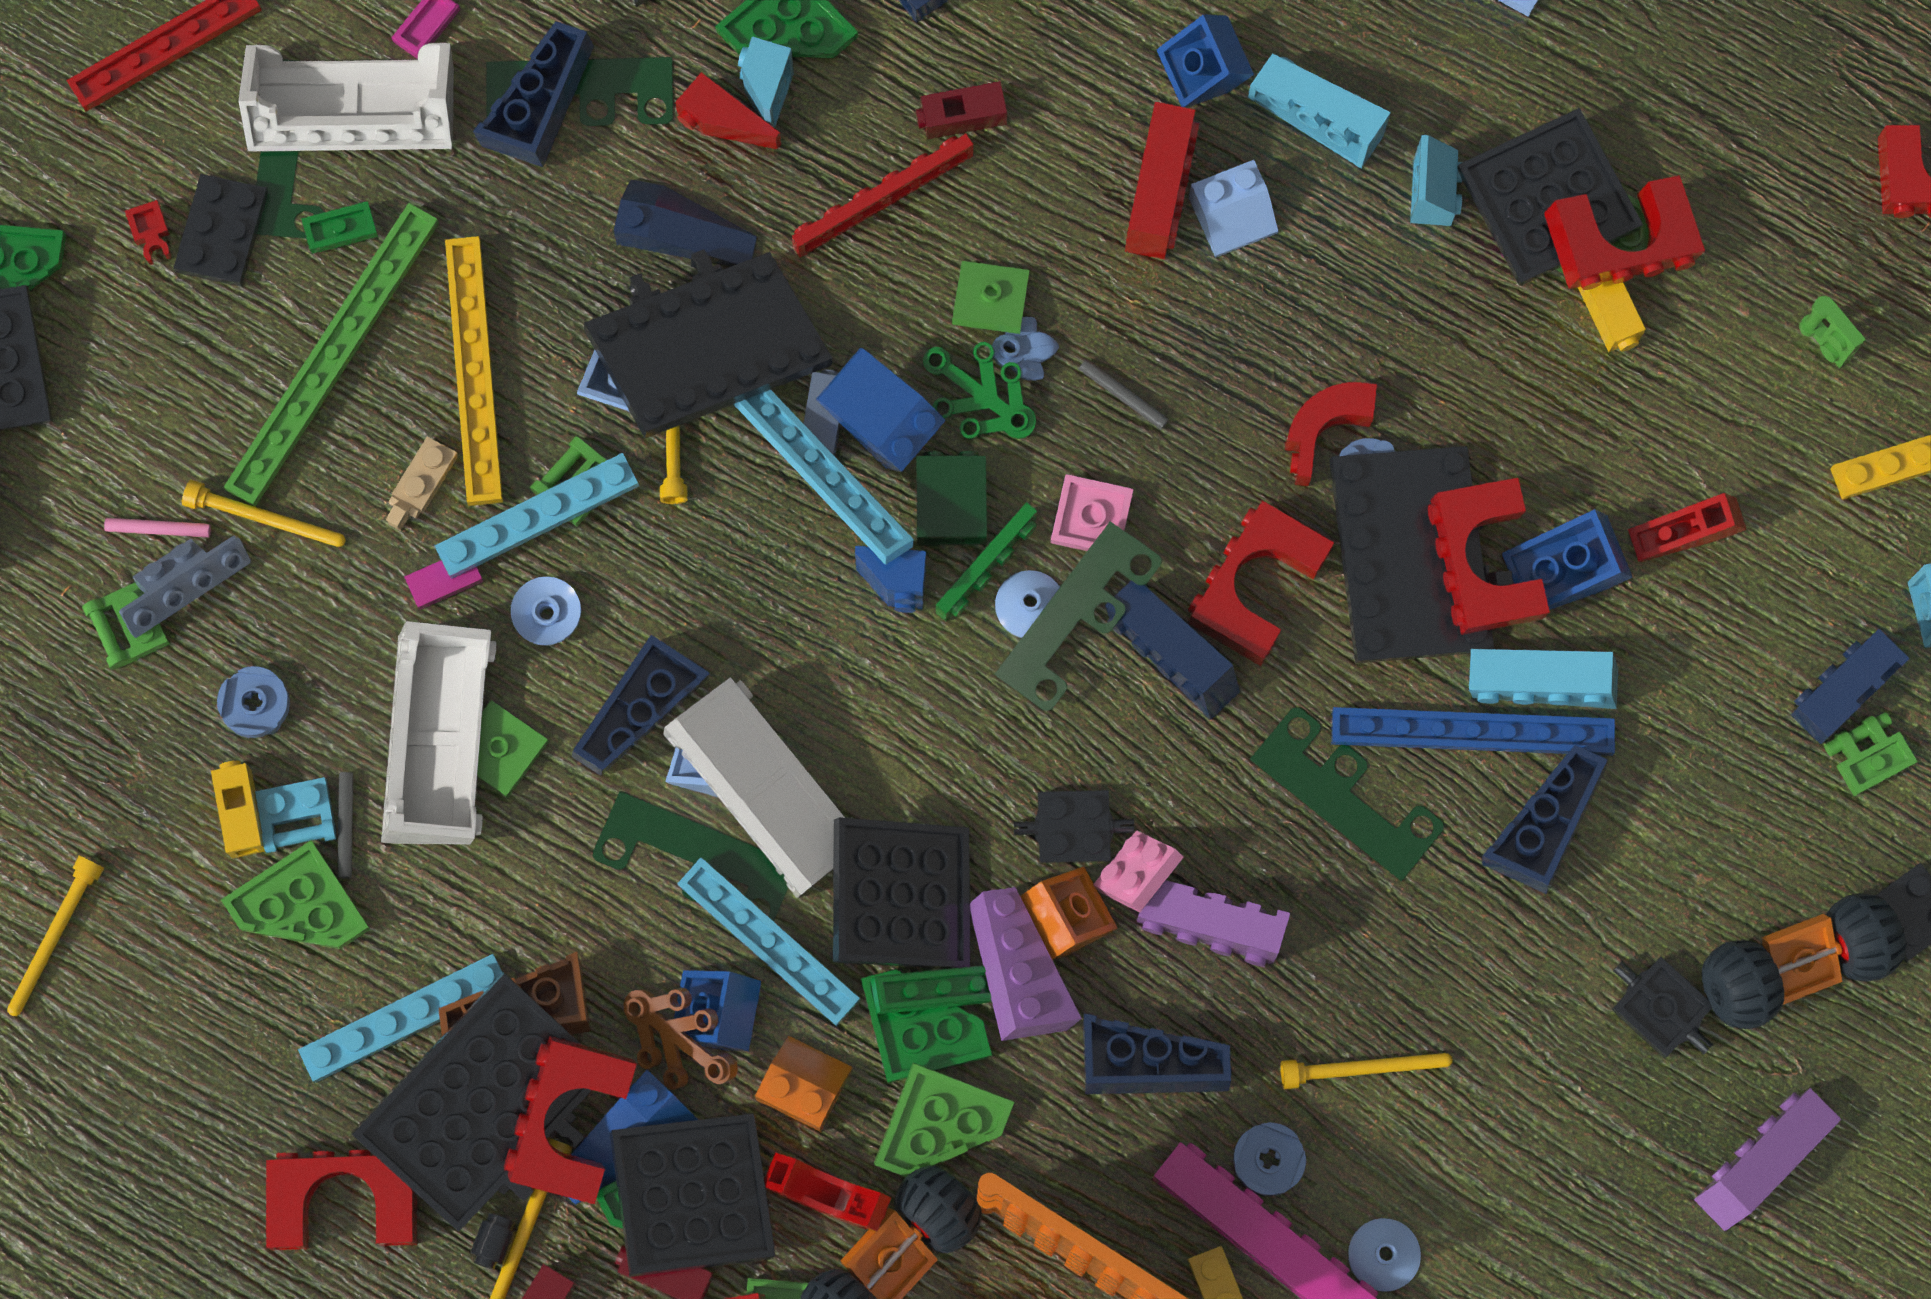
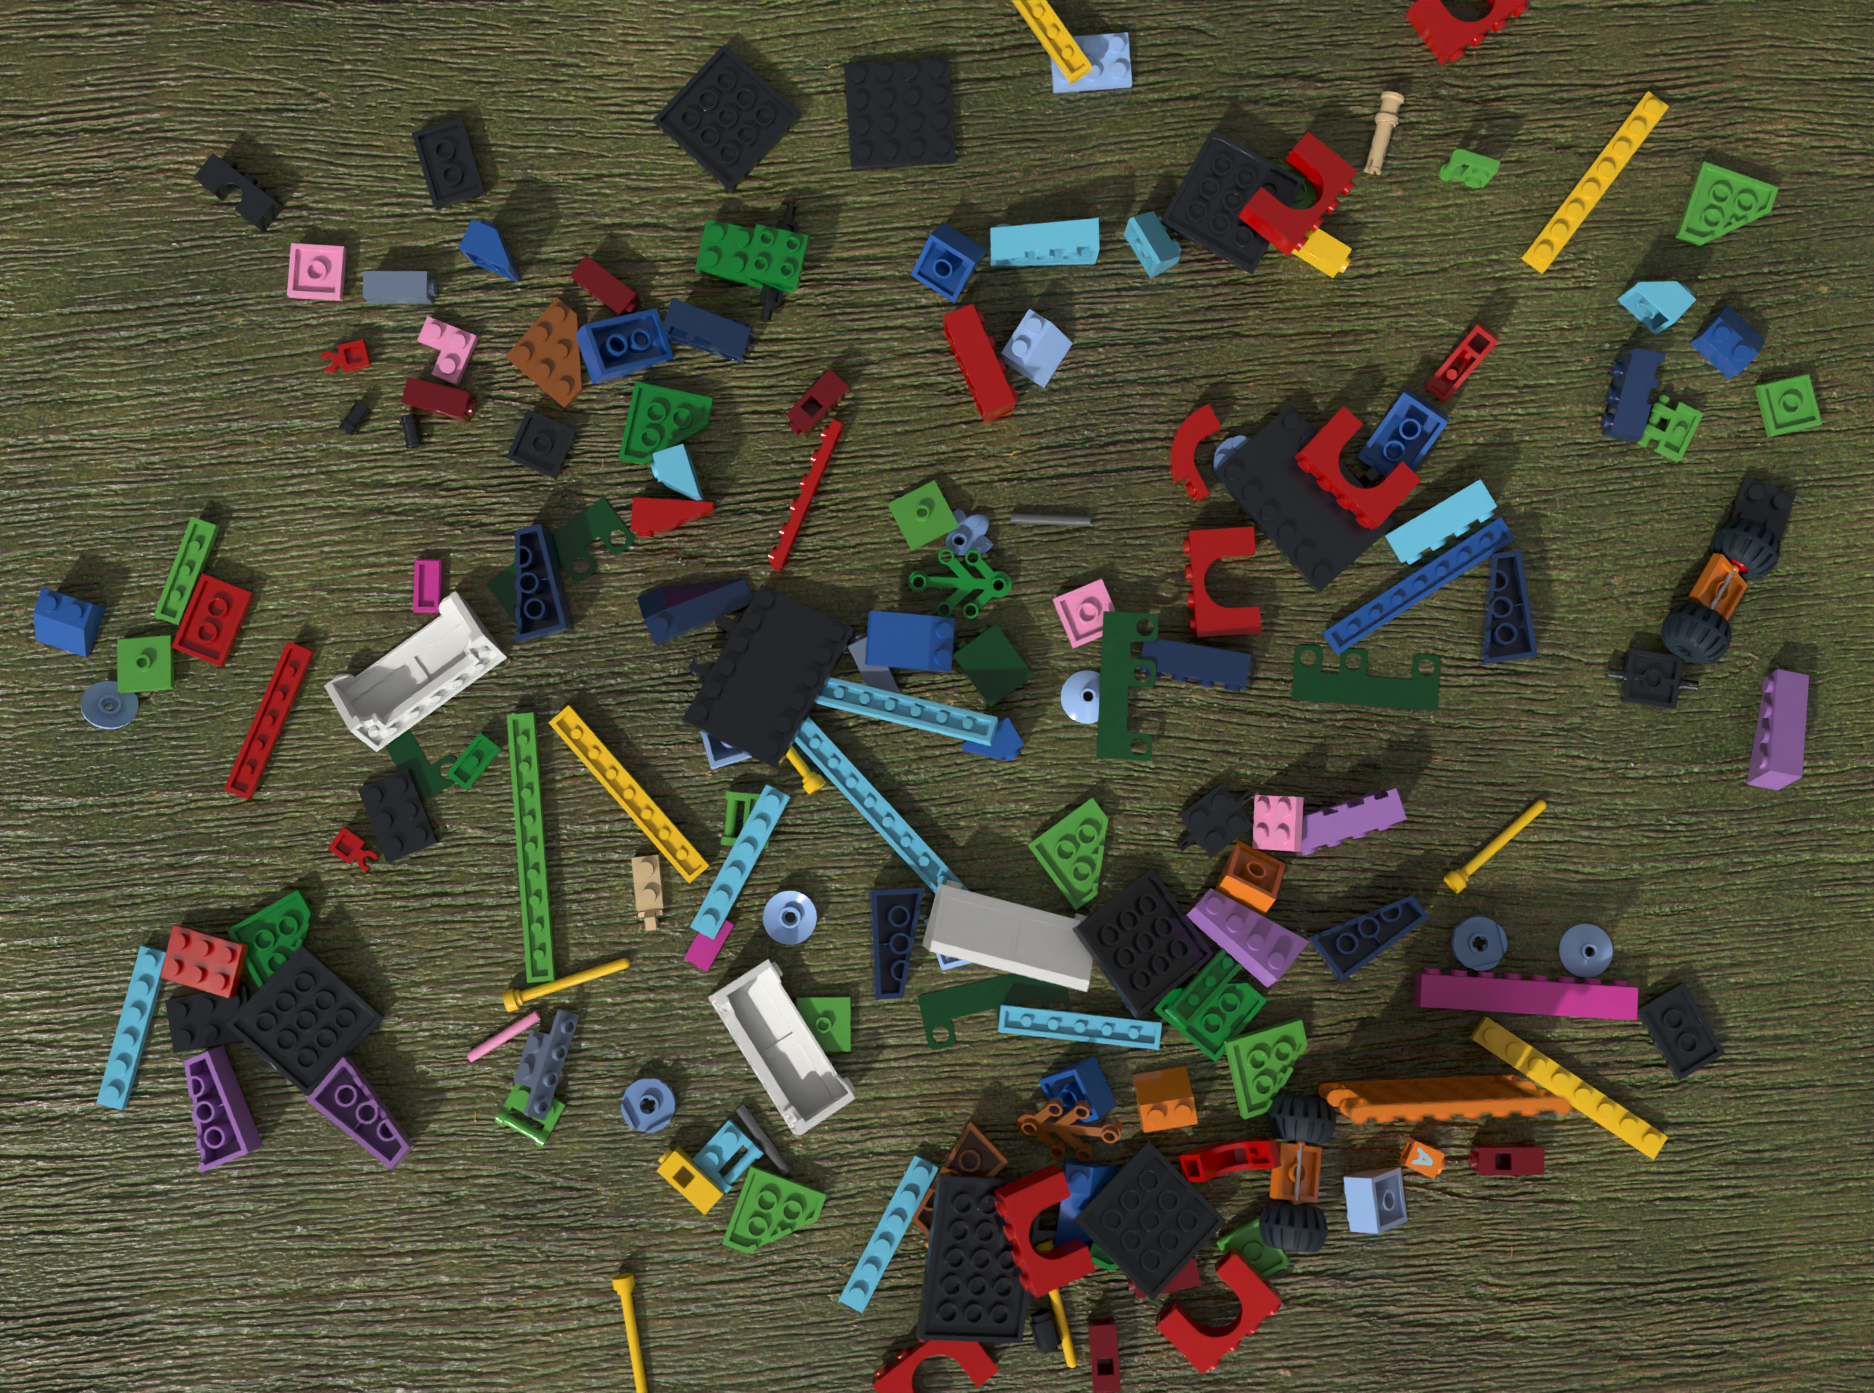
camera: 35 degrees left, 10 degrees up
(717, 550) = (873, 806): none -> medium azure plate
(897, 754) = (1074, 852): none -> bright green plate
(978, 573) = (1045, 679): green plate -> none
(1778, 228) = (1385, 121): none -> tan pin

